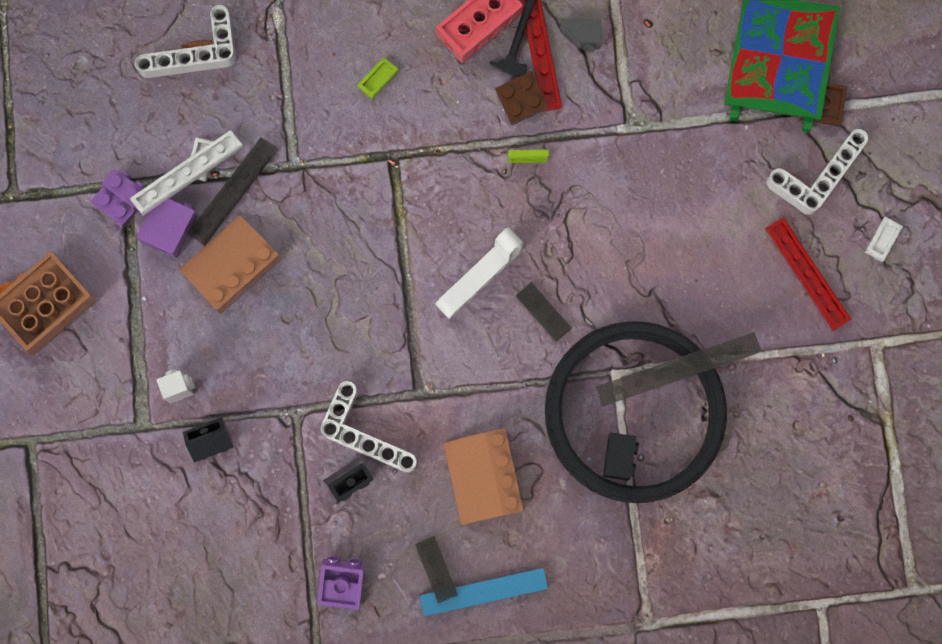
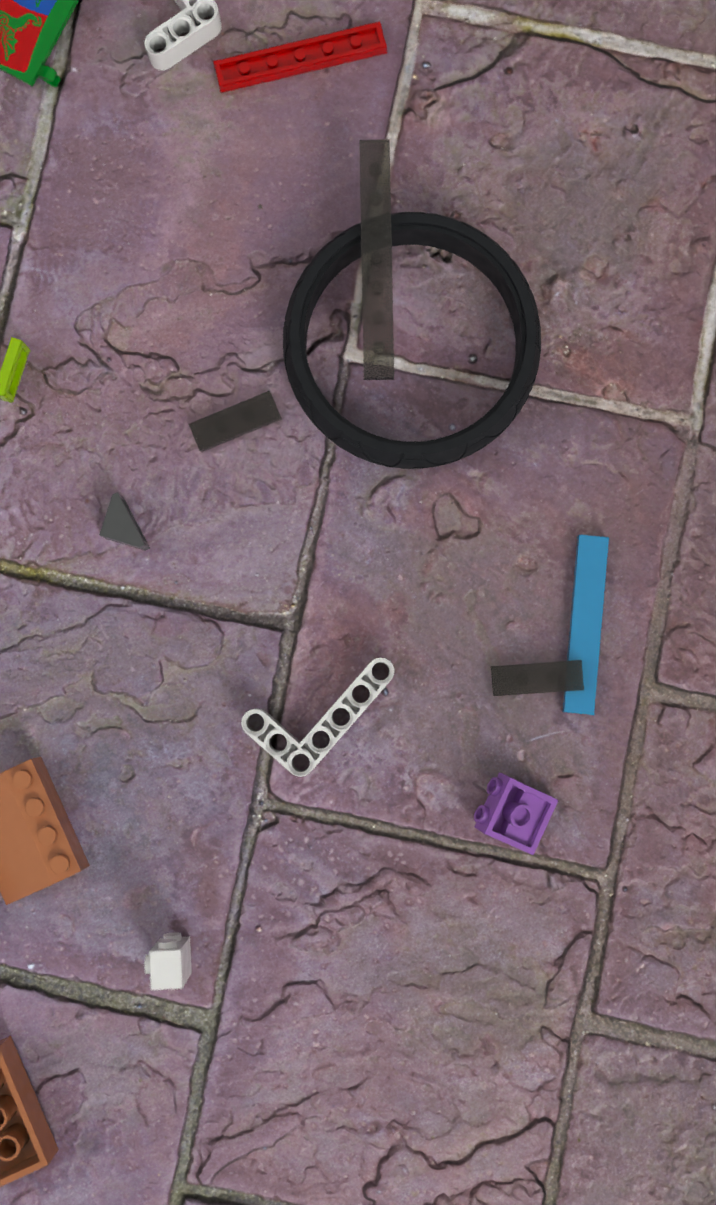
camera: 65 degrees left, 5 degrees up
(208, 439) = (260, 938): black brick -> none
(348, 480) = (379, 759): black brick -> none
(449, 261) = (121, 525): none -> dark grey slope
(483, 476) = (433, 574): nougat slope -> none
(506, 249) = (133, 443): white beam -> none
(620, 456) = (472, 374): black brick -> none

